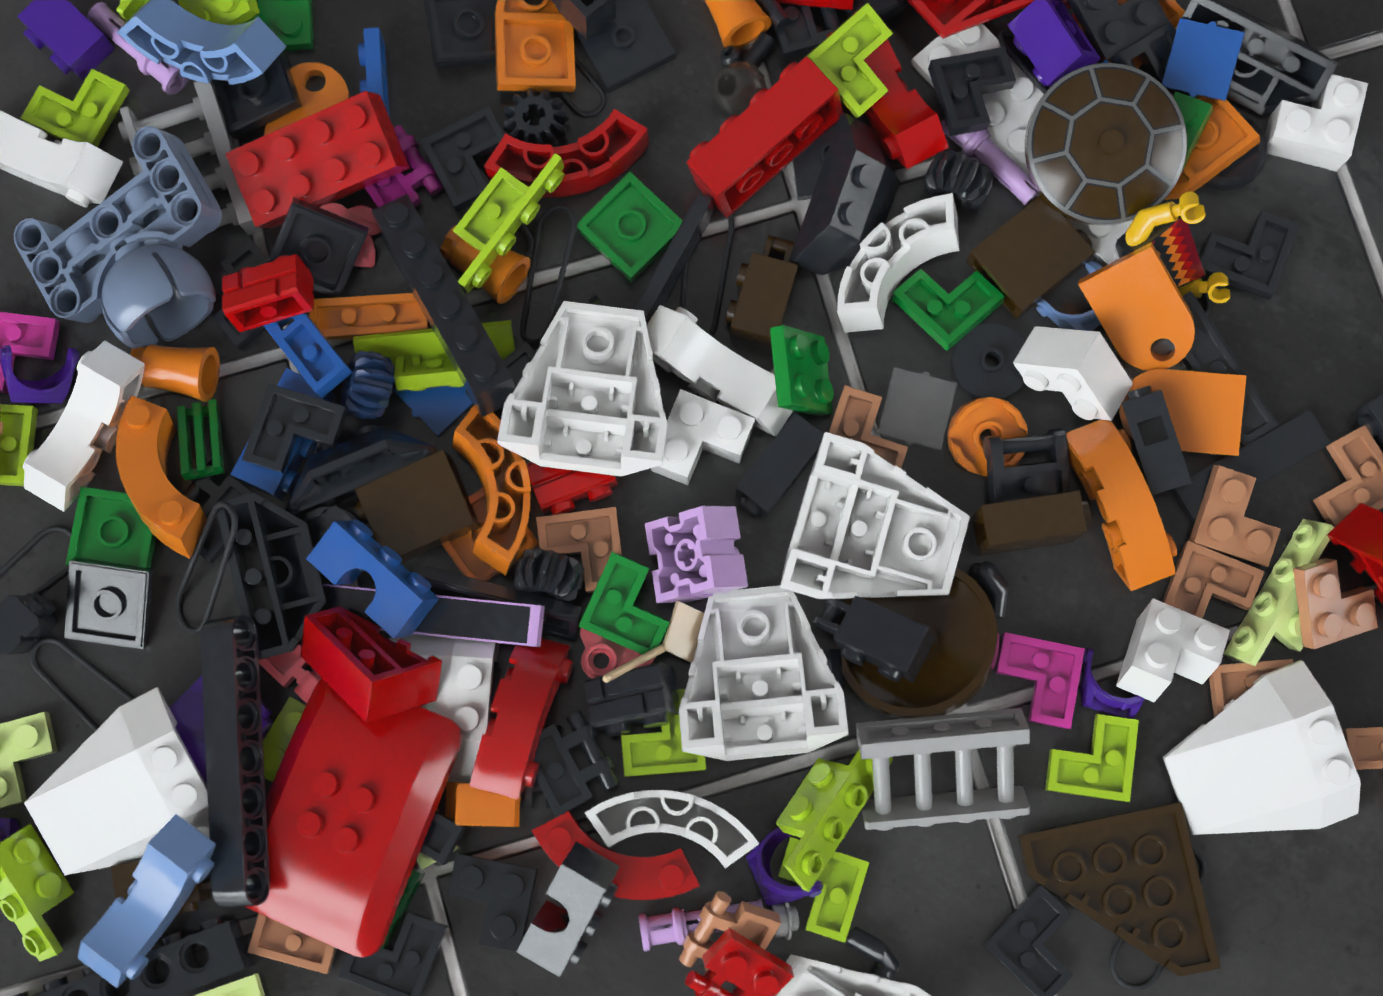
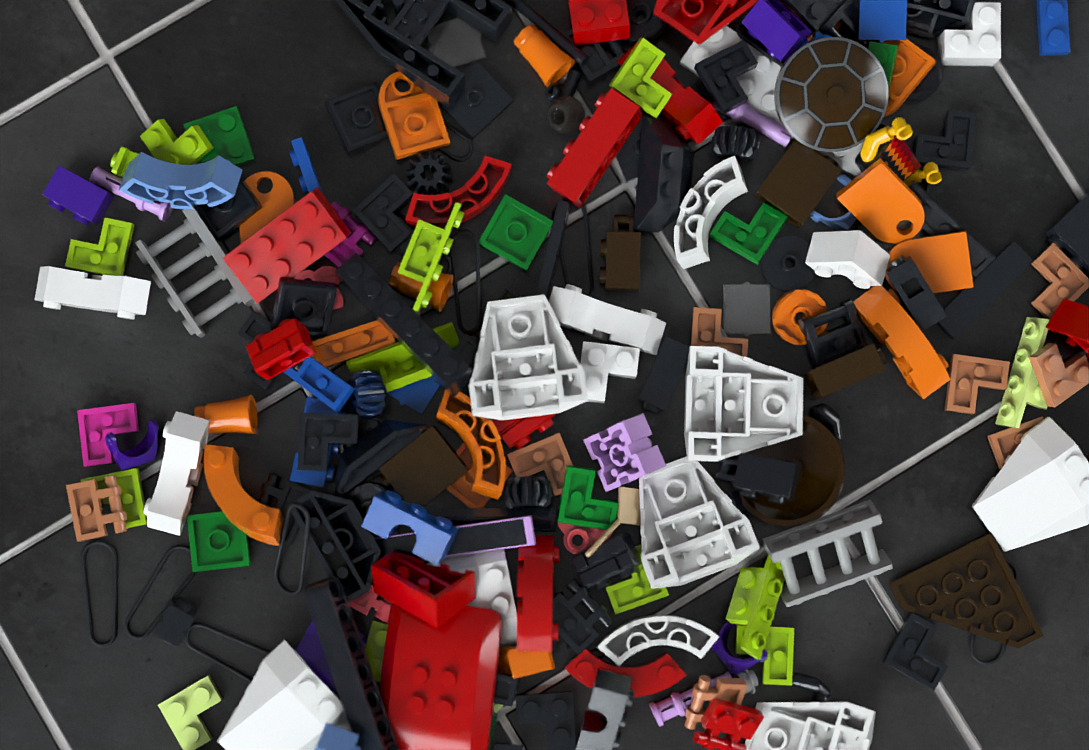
camera: 20 degrees left, 5 degrees up
(108, 603) = (230, 590): plate -> none
(141, 262) = (185, 353): sand blue beam -> none
(197, 413) = (251, 441): green tile -> none
(801, 371) = (662, 306): green plate -> none
(1055, 673) = (884, 465): dark pink plate -> none
(1097, 699) = (916, 477): dark purple helmet -> none
(1104, 772) = (935, 526): lime plate -> none
(1170, 643) = (956, 428): white brick -> none
(1222, 520) = (974, 336): nougat plate -> none

